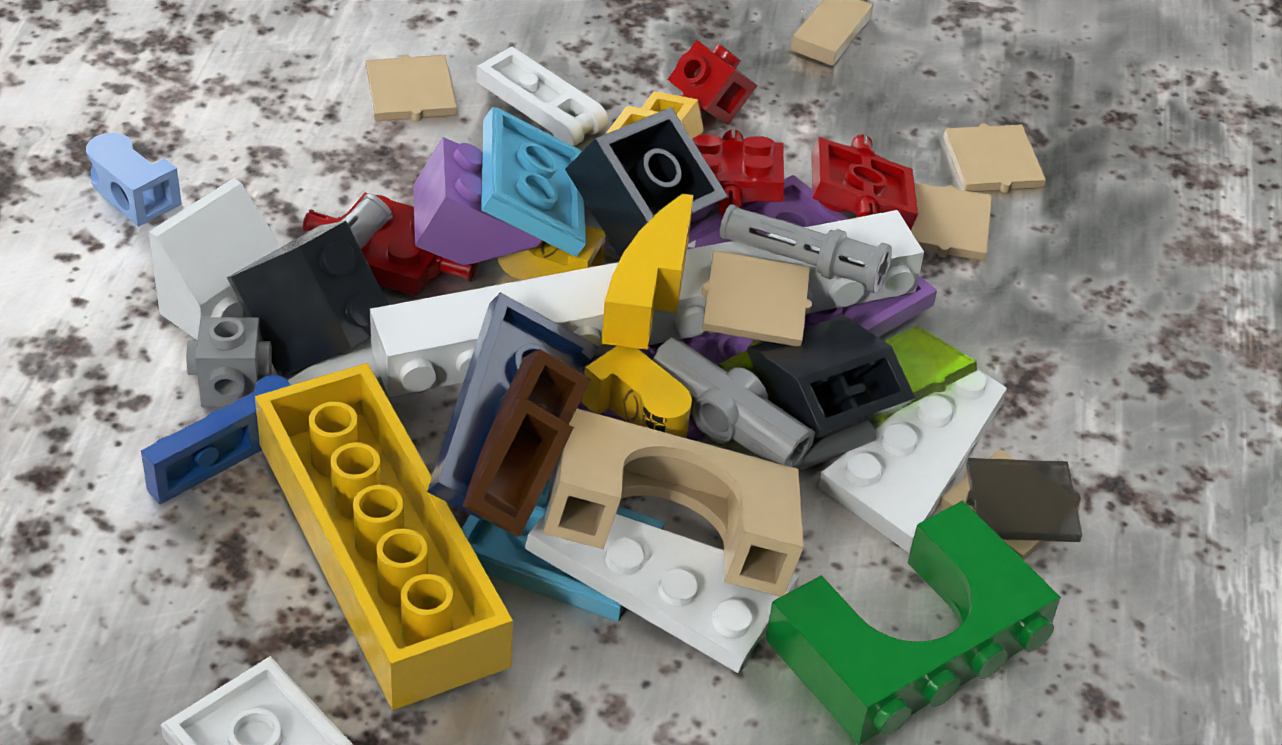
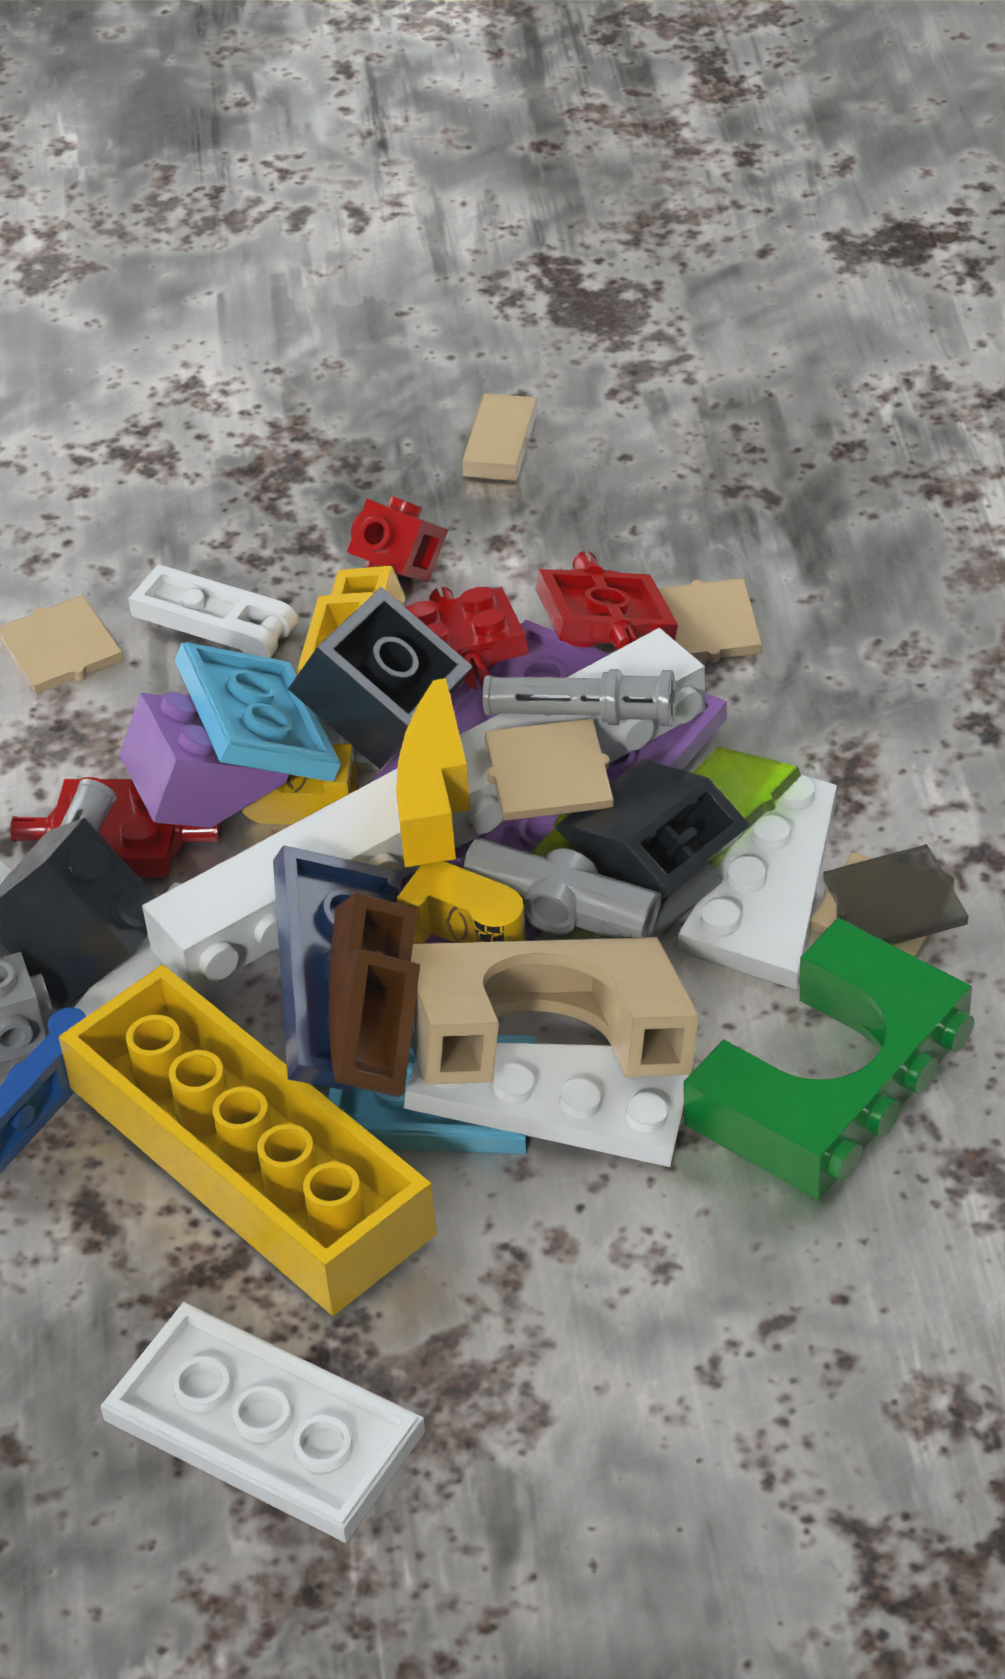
camera: 10 degrees left, 0 degrees up
(994, 158) = (730, 535): tan piece -> none

